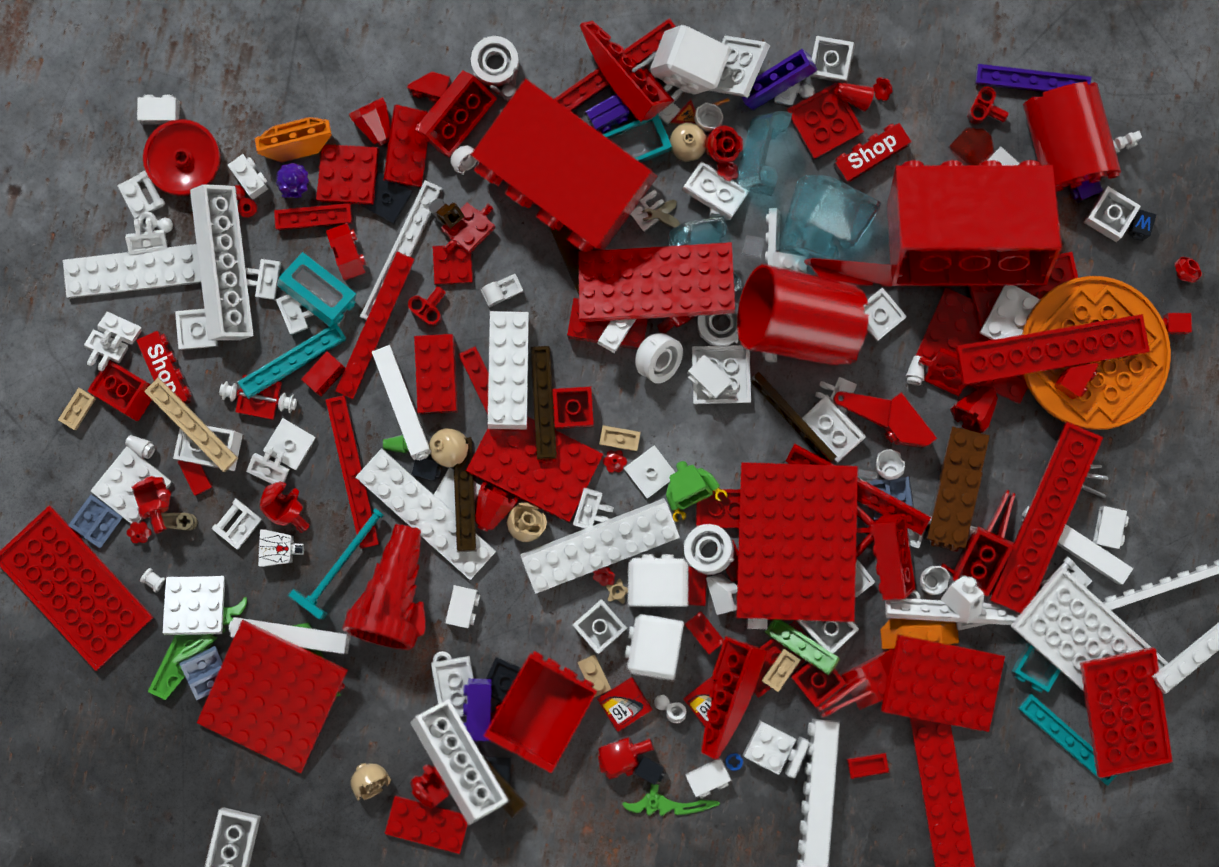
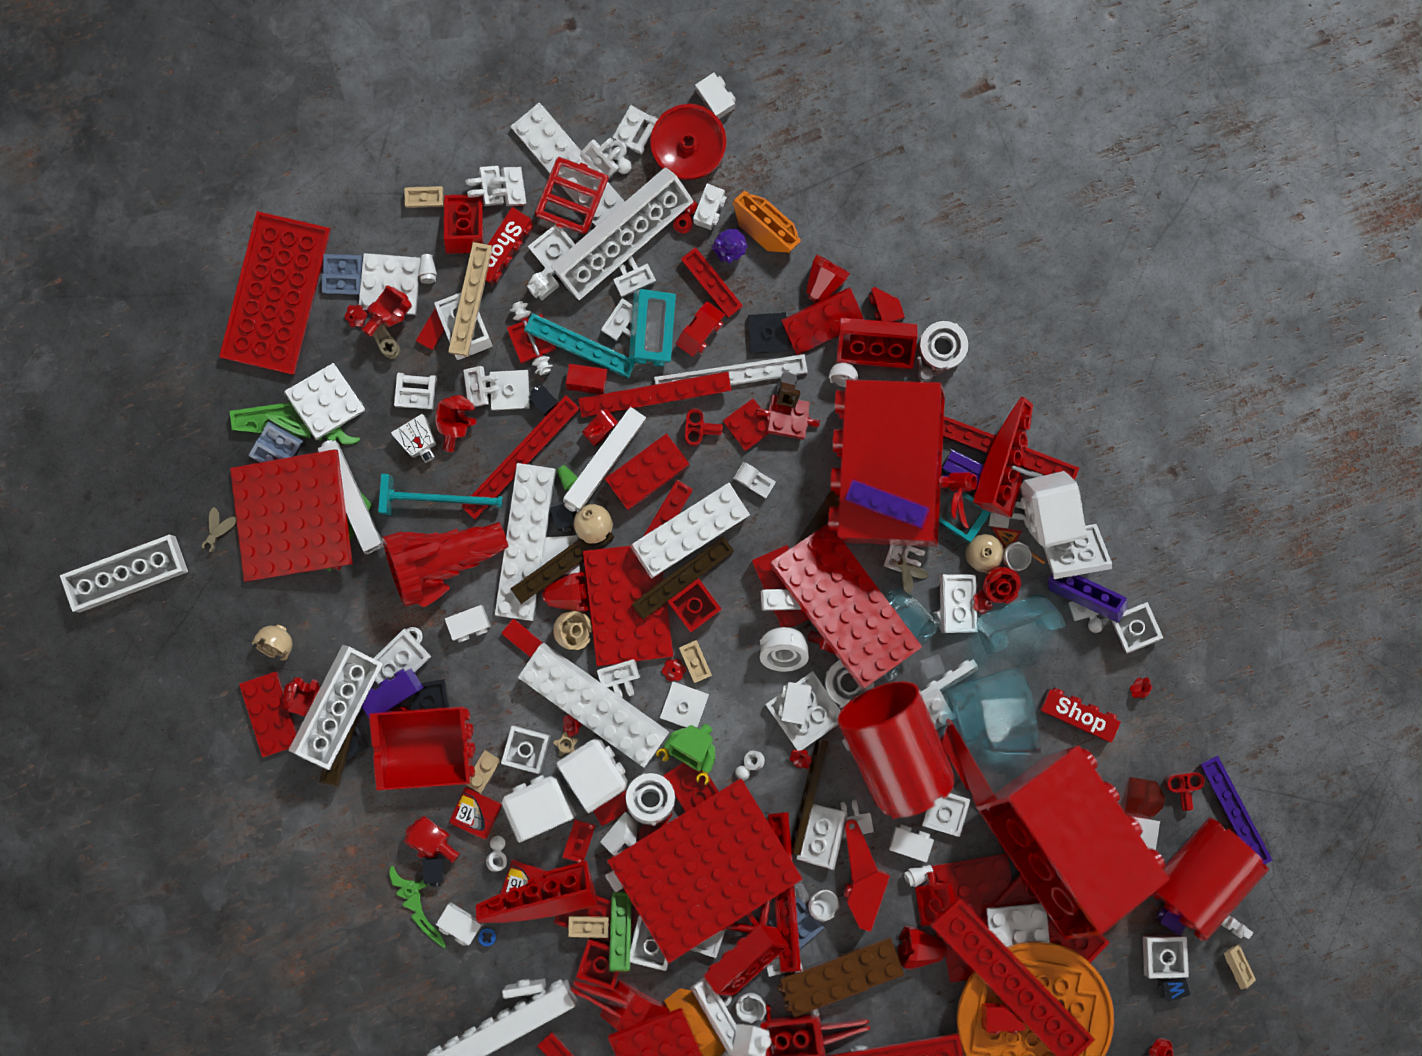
camera: 55 degrees right, 0 degrees up
(152, 580) = (323, 353): white bush -> none
(174, 263) = (595, 194): none -> red bar
(219, 358) = (542, 284): none -> white brick
(240, 768) = (216, 528): none -> dark tan piece
(316, 421) = (543, 399): none -> black brick
(347, 174) = (766, 287): red plate -> none
(372, 388) = (600, 427): none -> red beam
(504, 569) = (522, 637): none -> red tile
(596, 188) = (887, 504): none -> dark purple brick
(617, 121) = (957, 483): none -> red plant
(730, 447) = (749, 761): none -> white plate
(757, 404) = (800, 758): none -> red plant
(769, 747) = (518, 959): white brick -> none
(824, 121) = (1080, 657): red plate -> none
(857, 95) = (1120, 670): red piece -> none
(886, 360) = (911, 843): none -> white brick
(1159, 160) = (1239, 966): none -> tan plate

